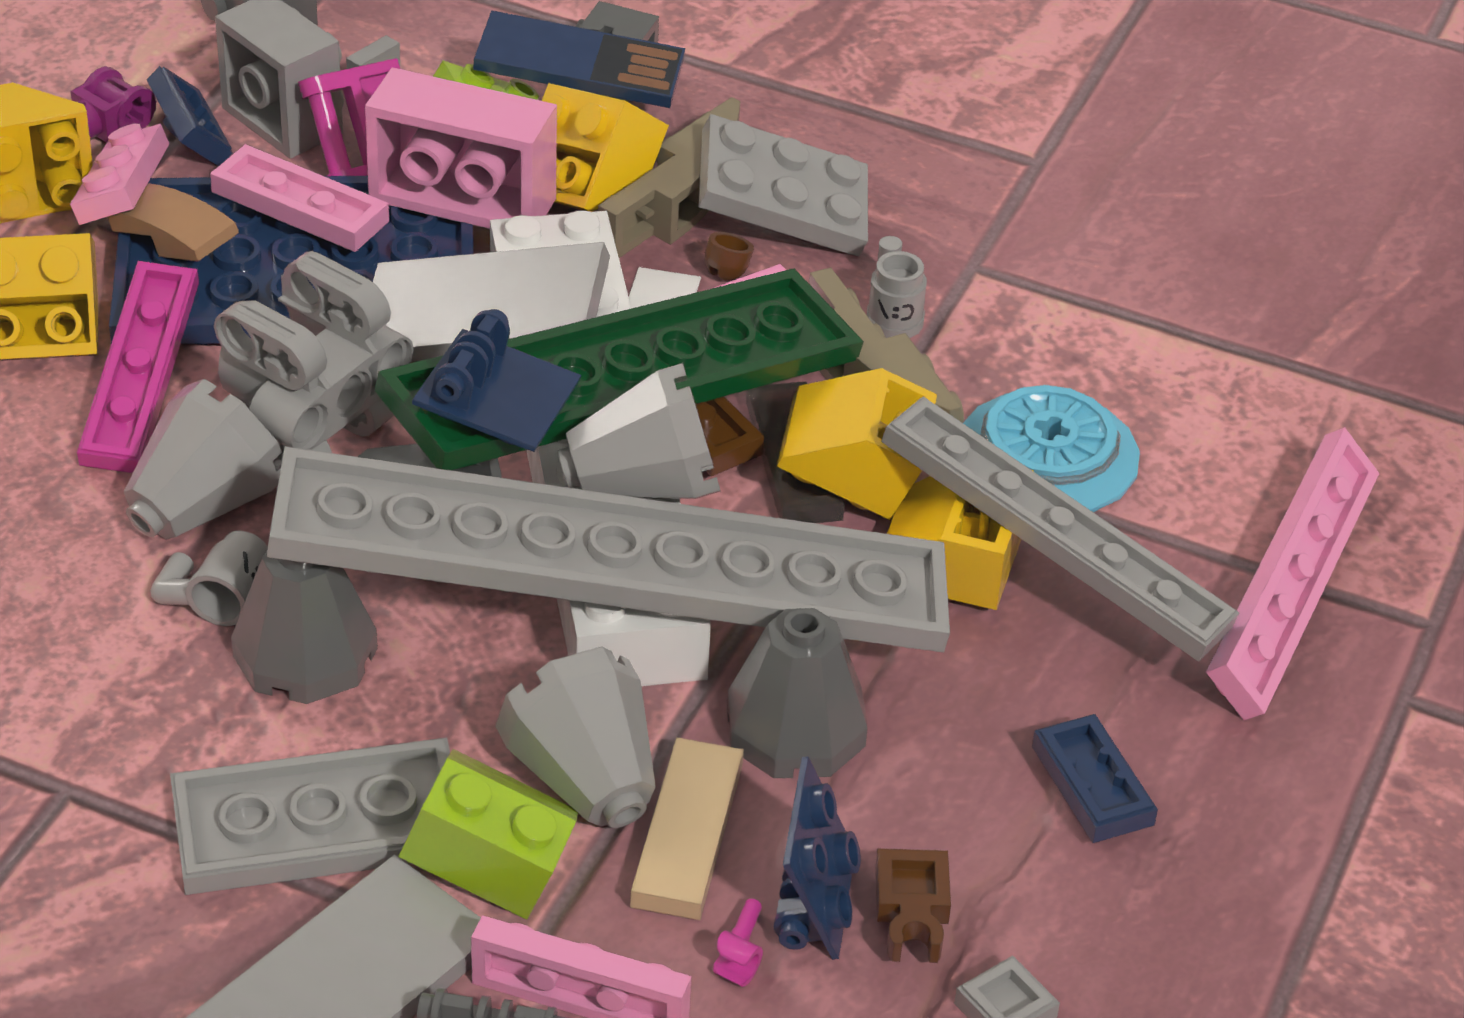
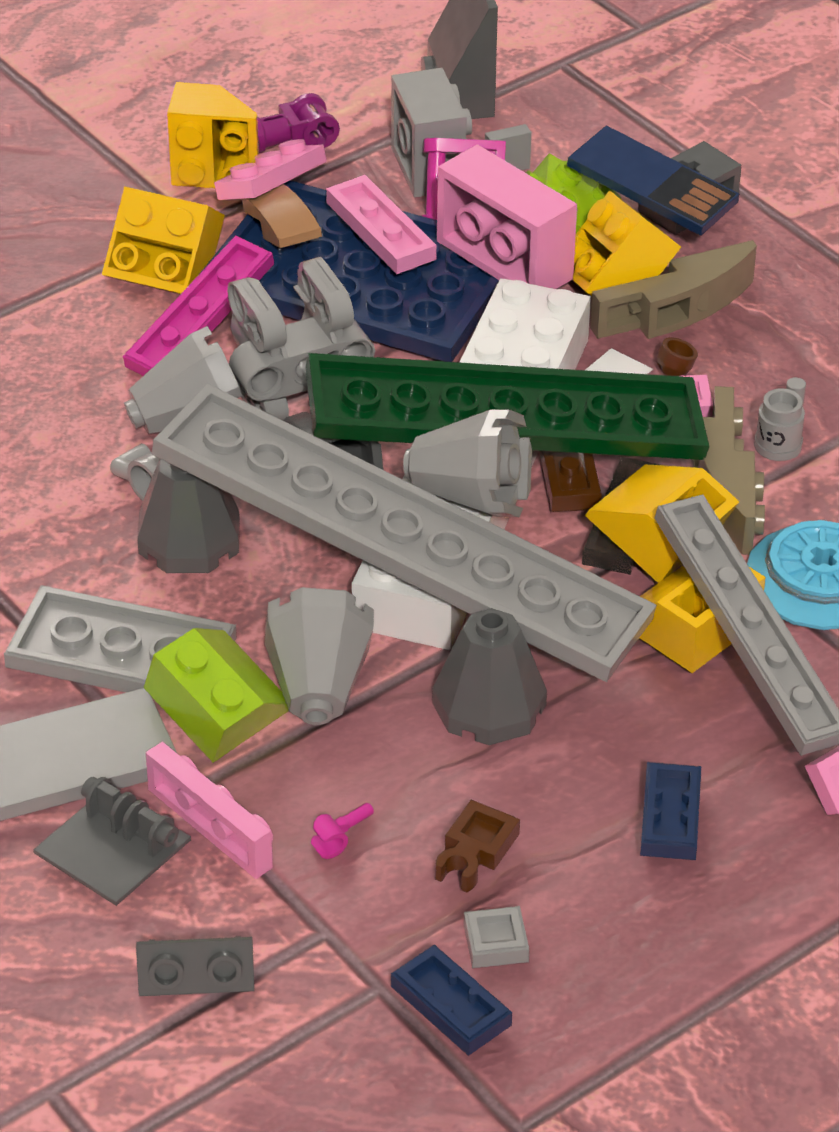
camera: 30 degrees right, 0 degrees up
(189, 116) = (354, 143): dark blue plate -> none
(496, 386) = (382, 387): dark blue hinge -> none
(531, 286) = (452, 329): tile -> none
(687, 829) = (358, 741): tan tile -> none
(784, 185) = (749, 317): light grey plate -> none
(816, 869) = (414, 790): dark blue hinge -> none

